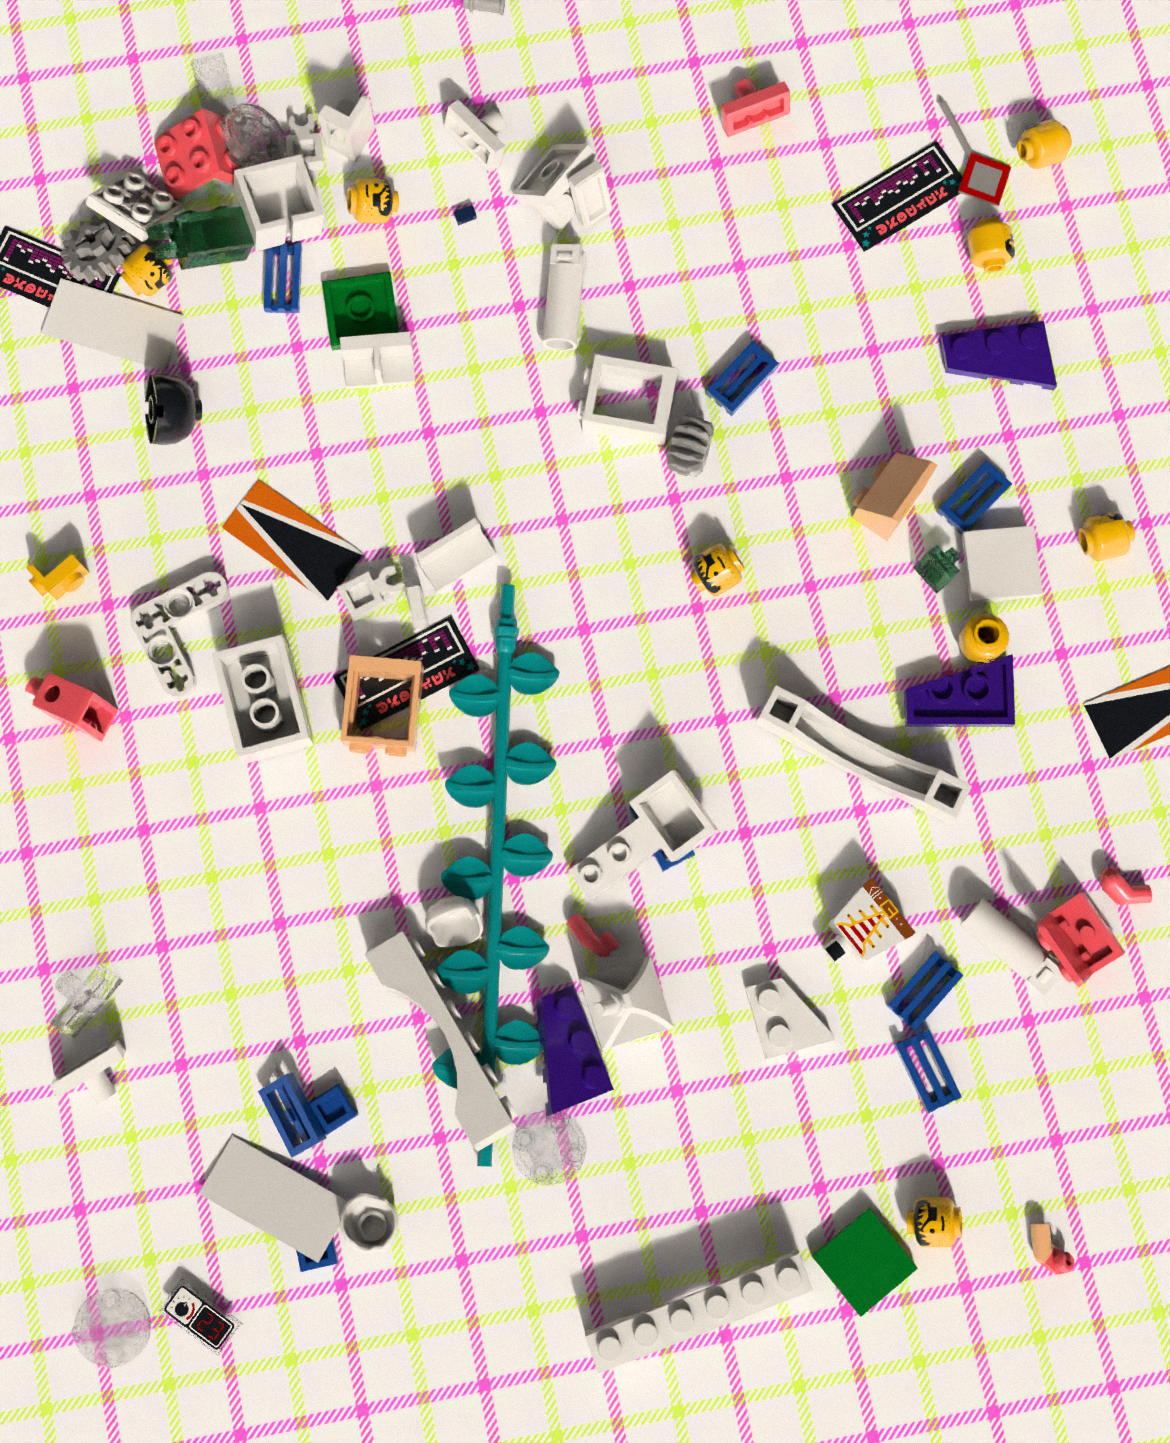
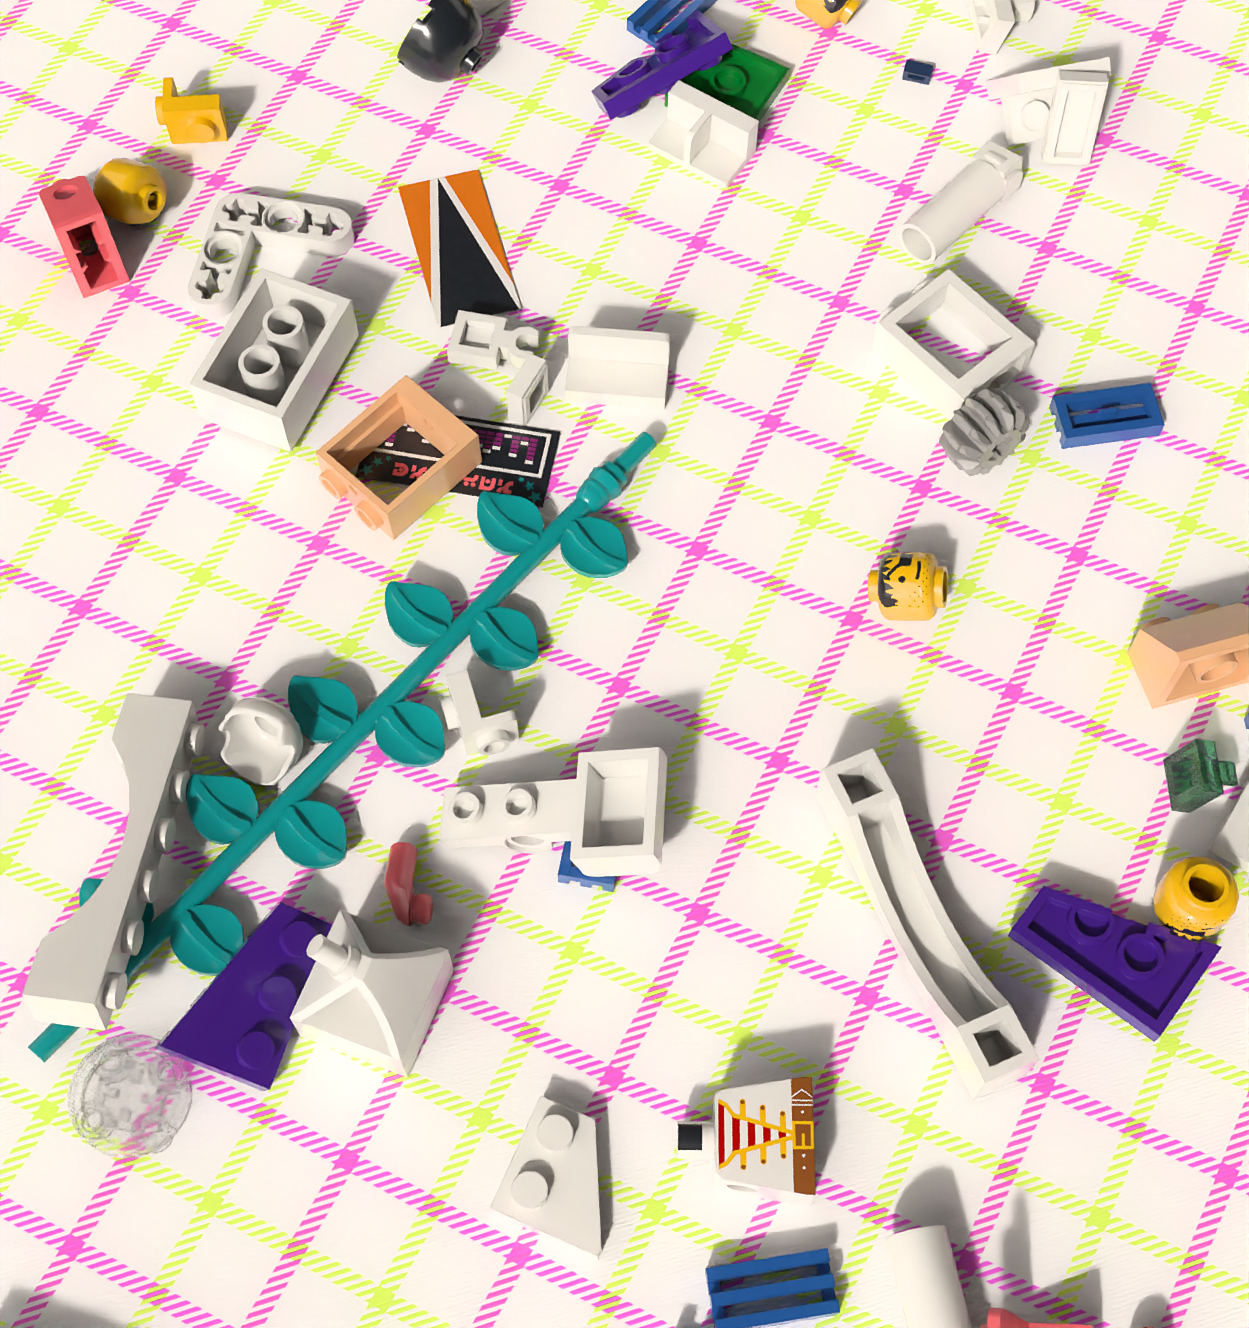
camera: 40 degrees right, 15 degrees down
(72, 656) = (130, 192): none -> yellow head
(319, 327) = (674, 58): none -> dark purple wing
(544, 823) = (478, 734): none -> white bracket

